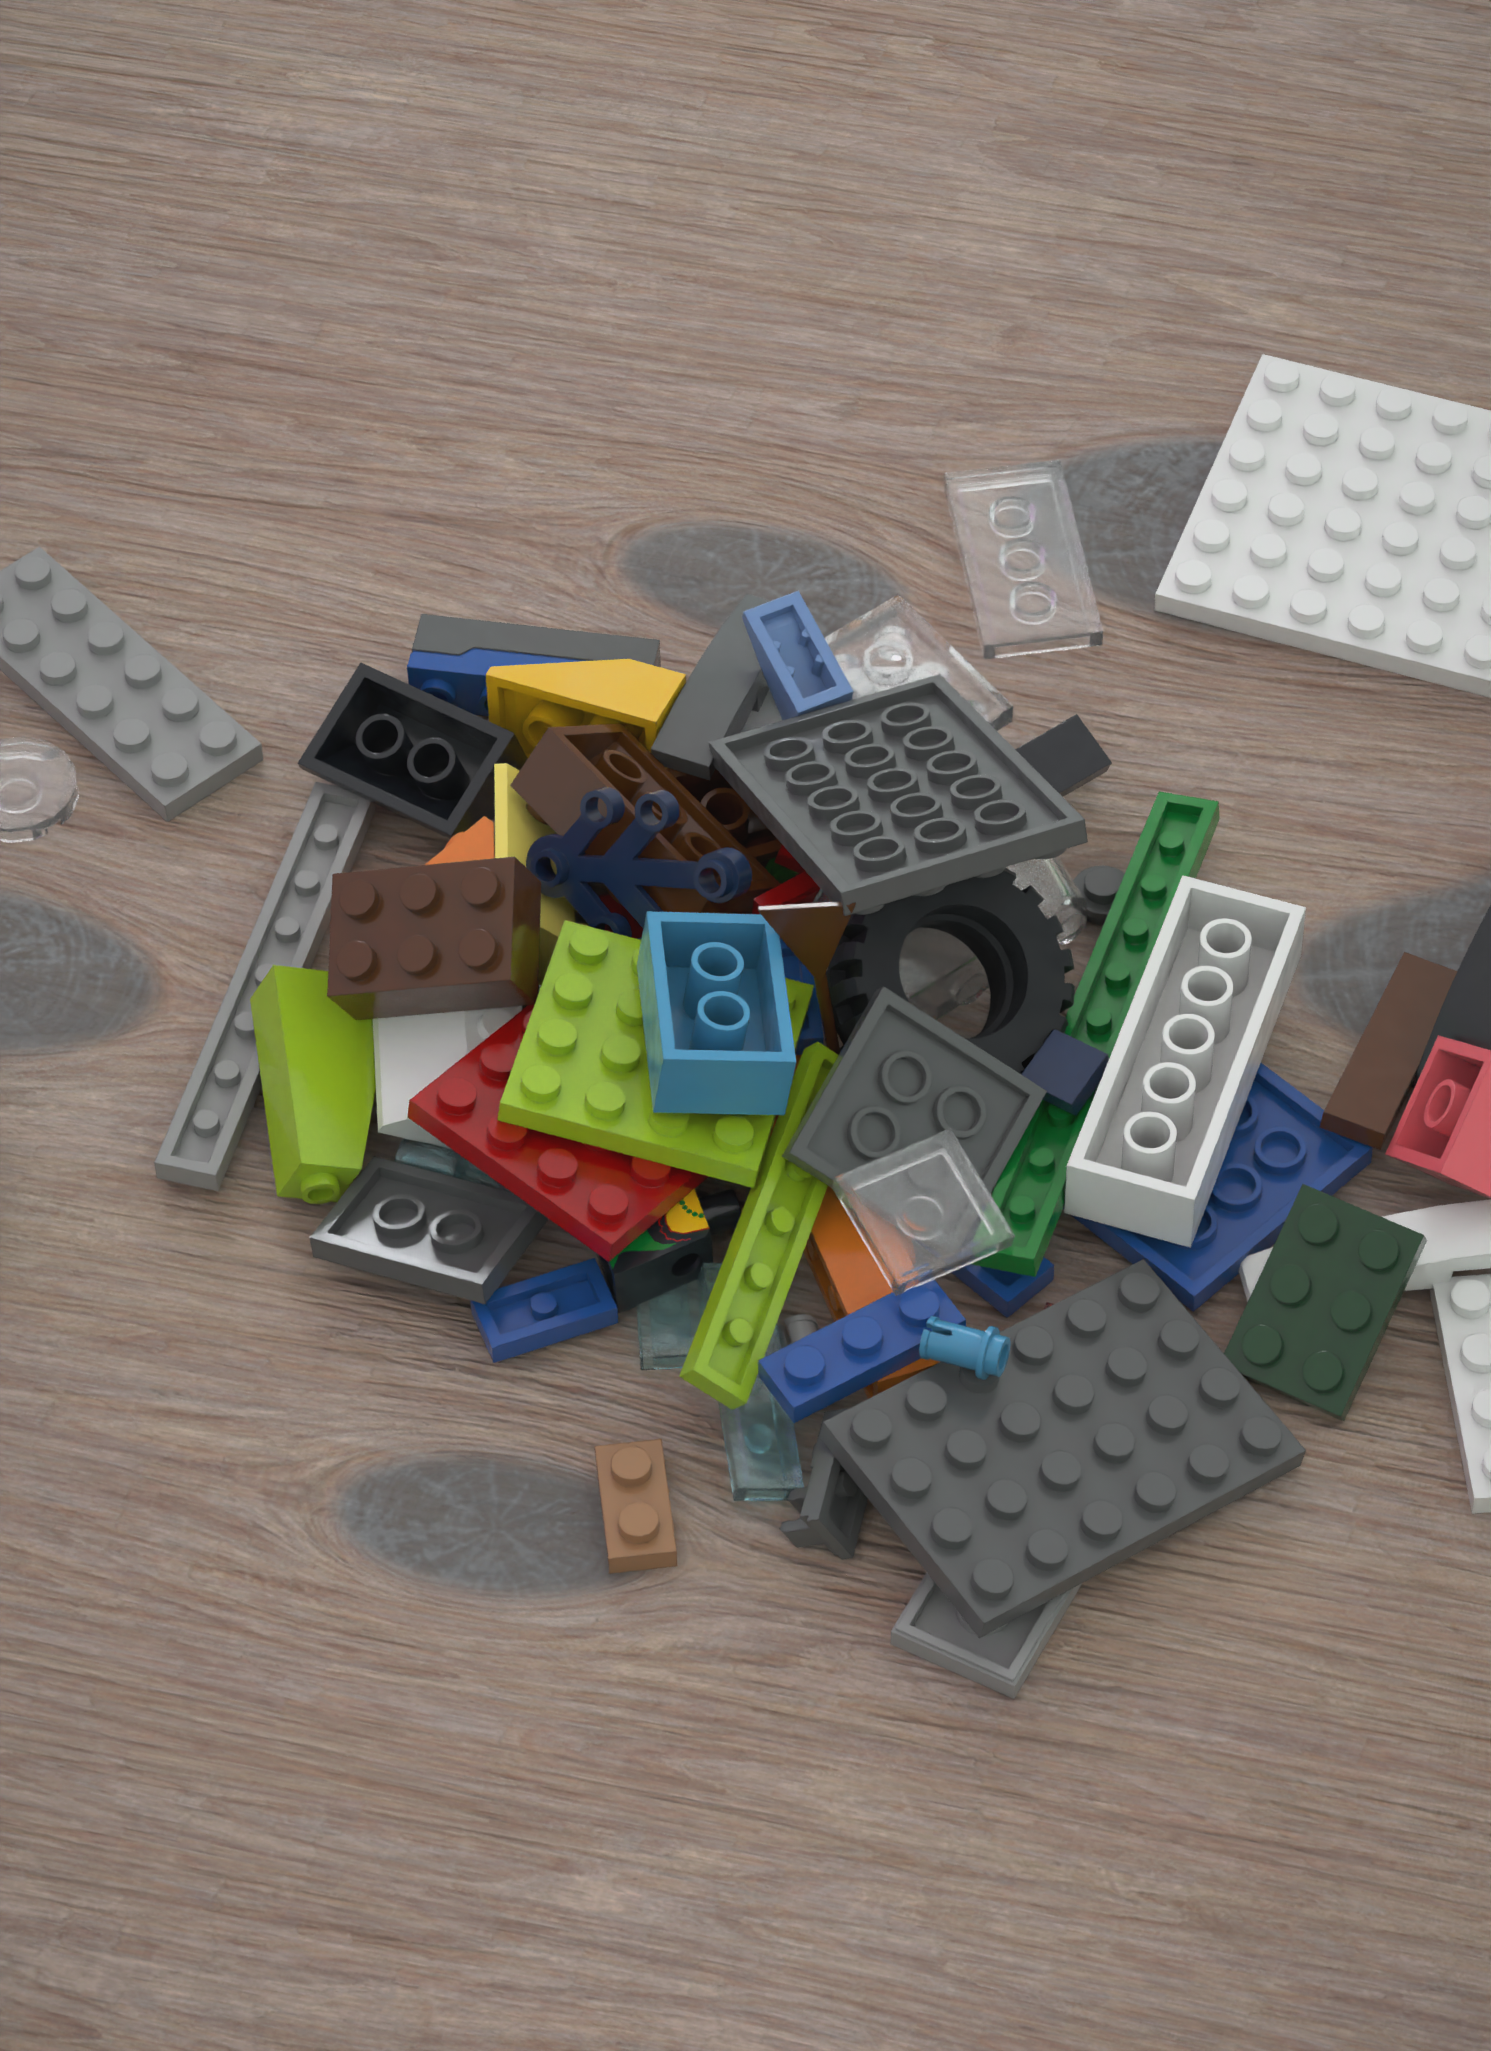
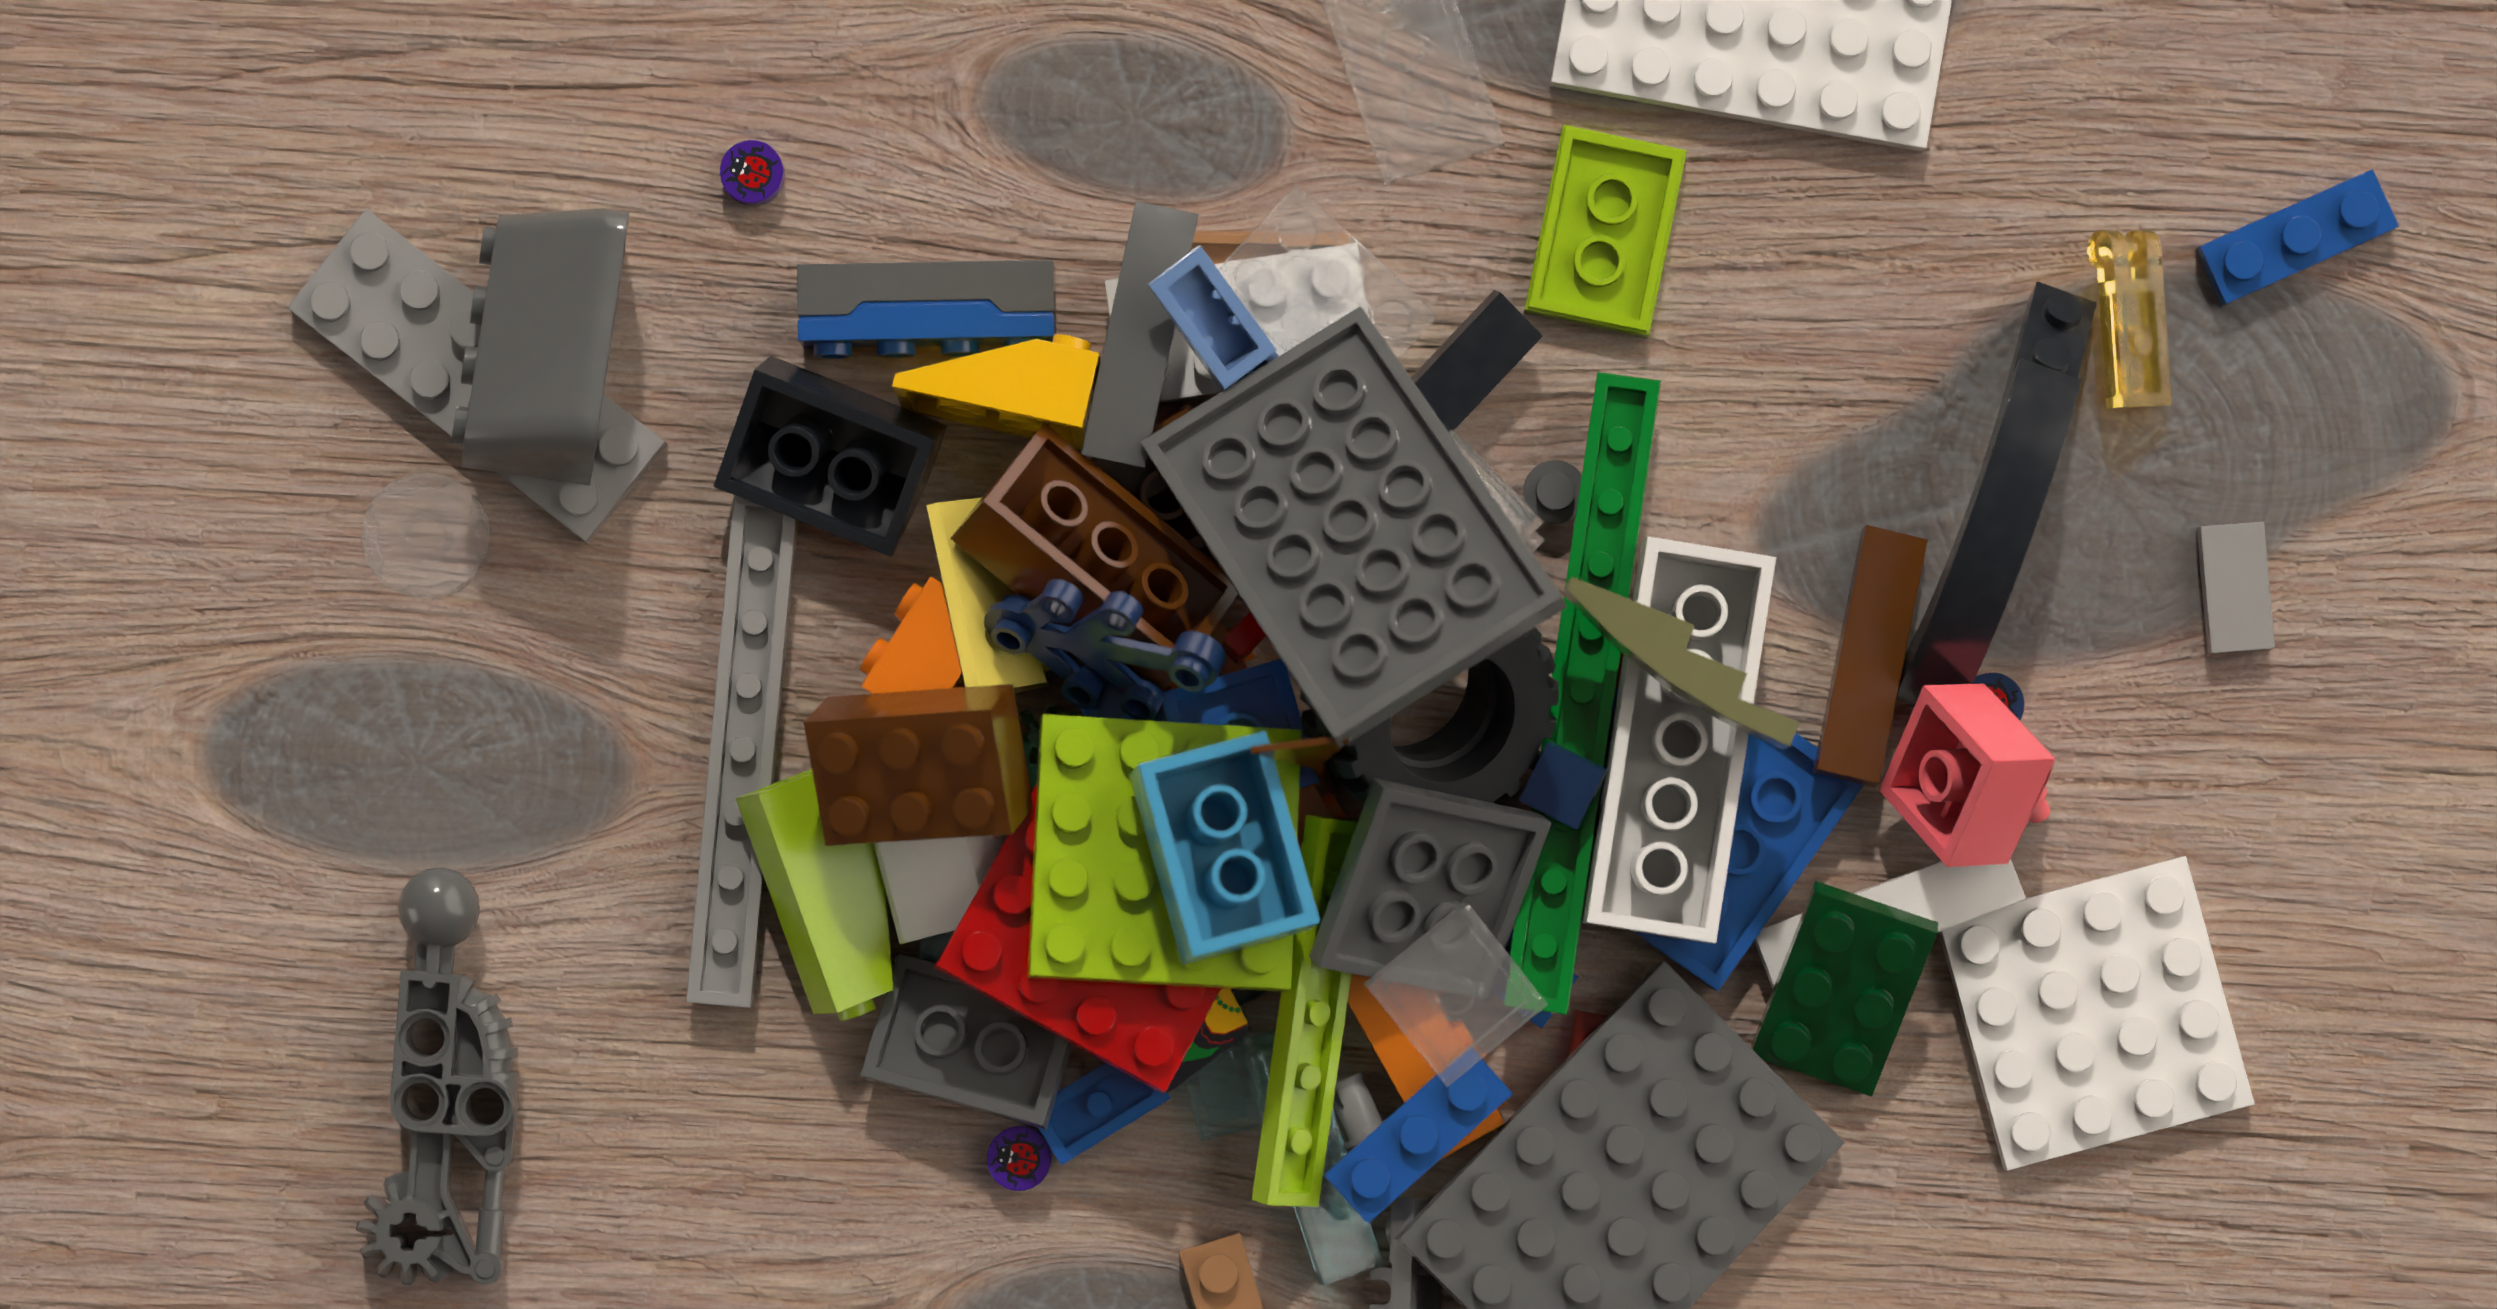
camera: 10 degrees left, 35 degrees up
(174, 633) = (542, 343): none -> dark grey windscreen
(398, 571) = (752, 173): none -> tile
(451, 1350) = (1019, 1158): none -> tile
(965, 1347) = (1525, 1140): dark azure pin -> none
(1179, 944) = (1659, 647): none -> olive slope
(1187, 713) = (1605, 231): none -> lime tile

